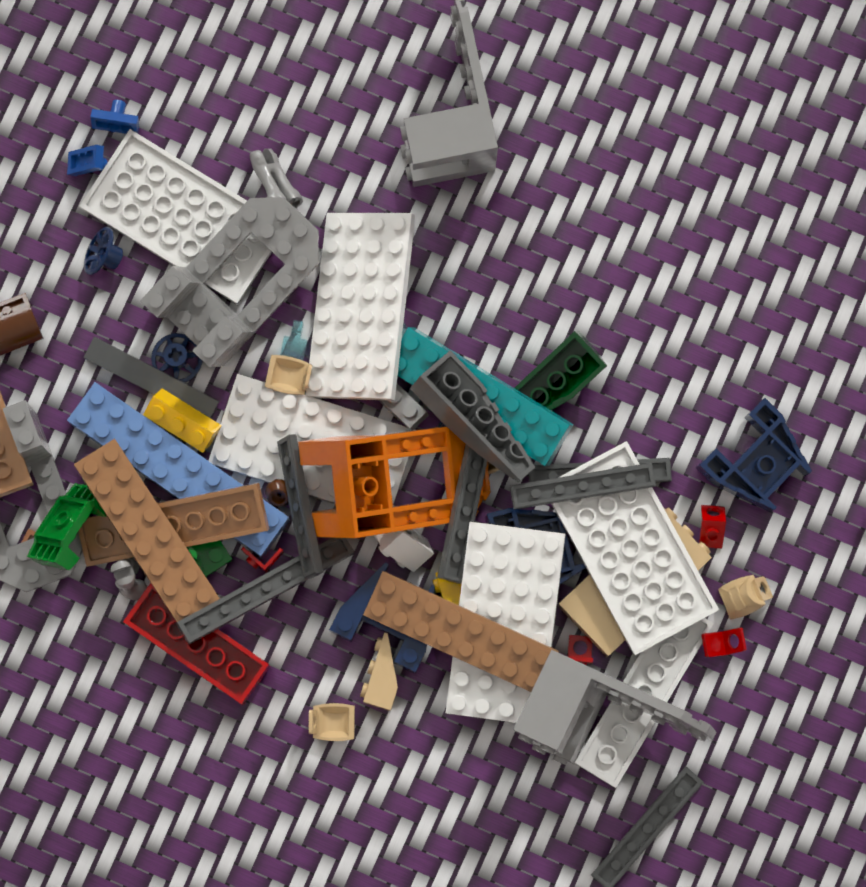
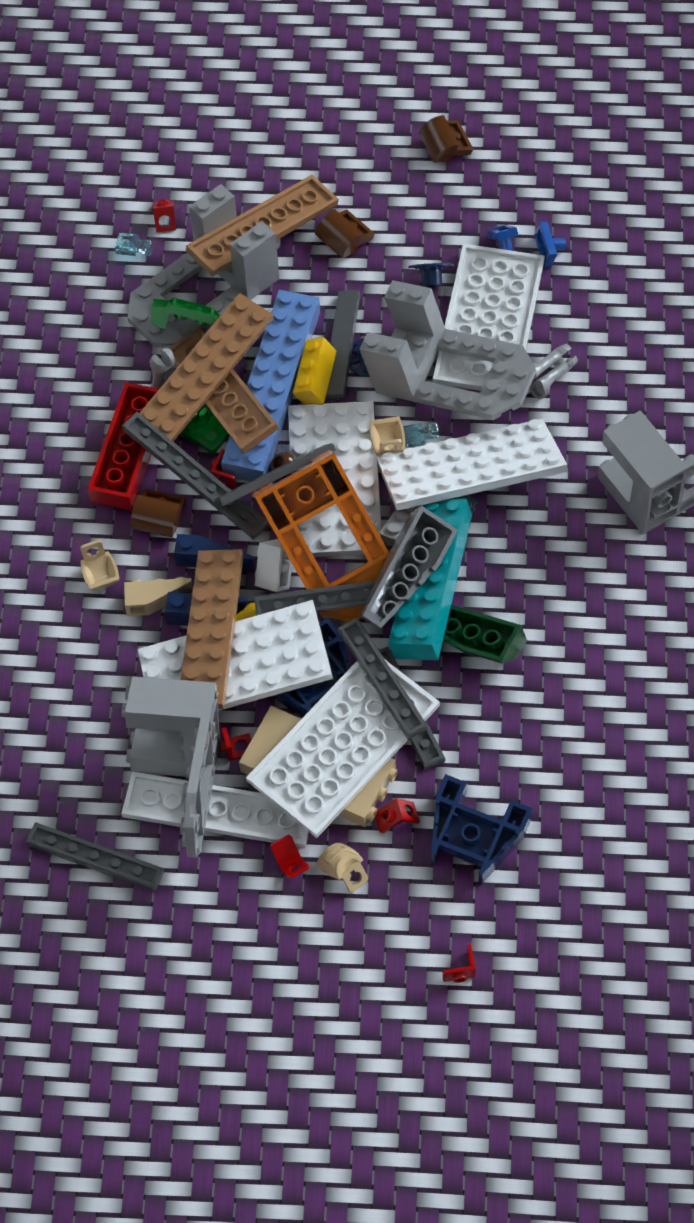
camera: 75 degrees right, 20 degrees down
(287, 639) = (157, 512): none -> reddish brown brick

